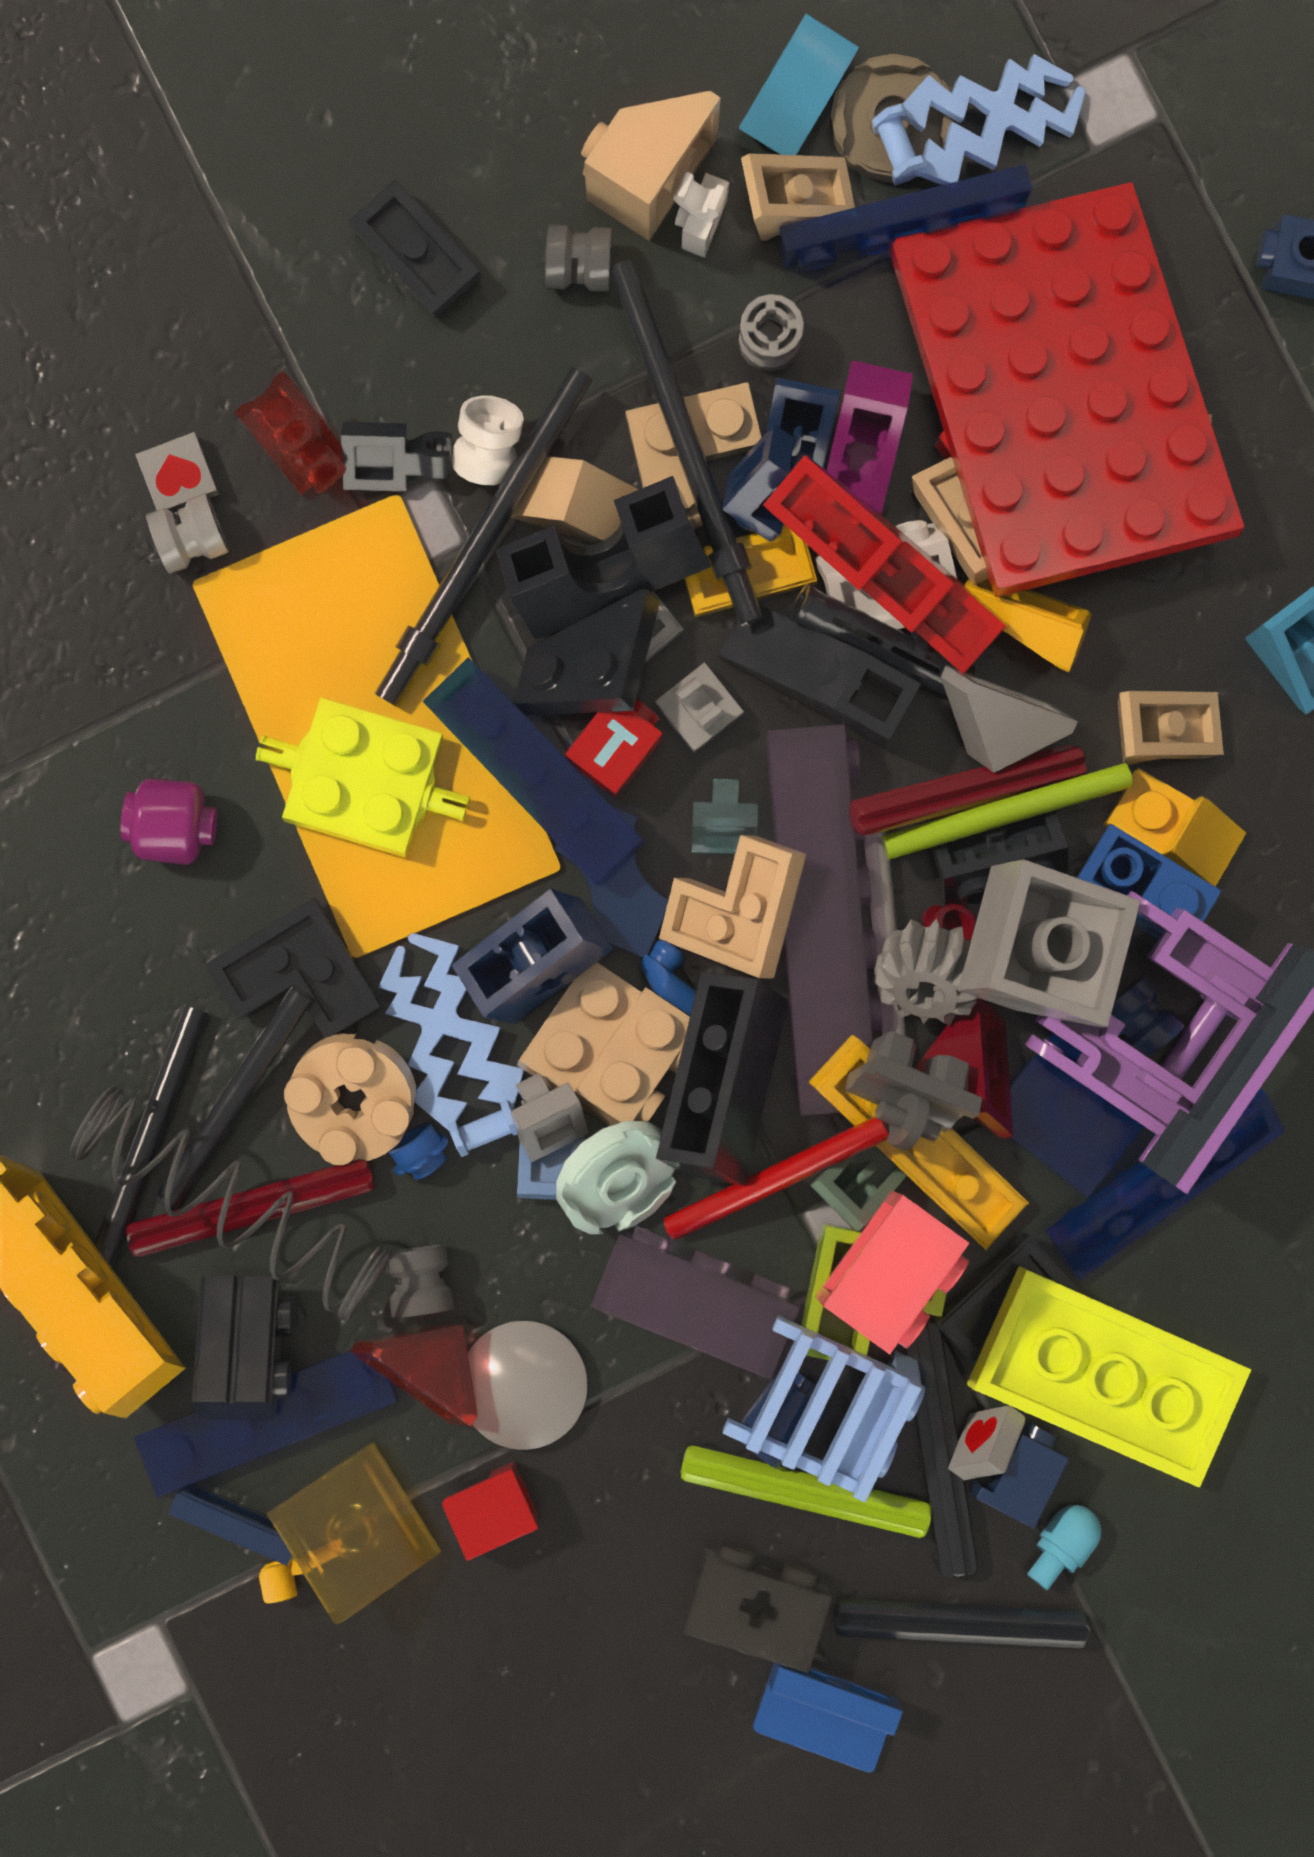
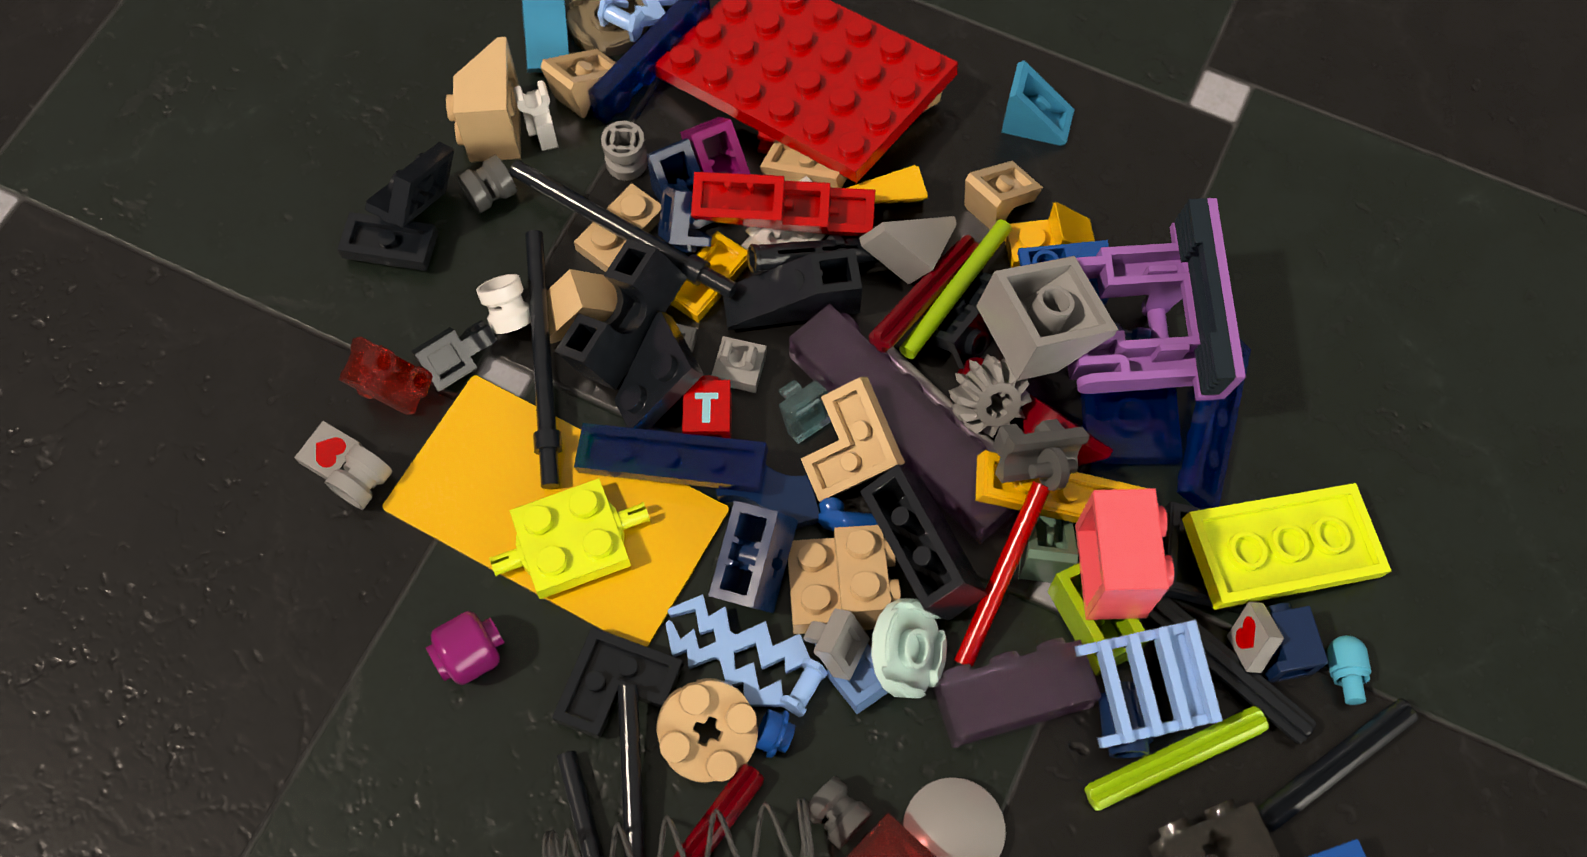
camera: 35 degrees left, 20 degrees down
(482, 205) = (413, 187): none -> black bracket

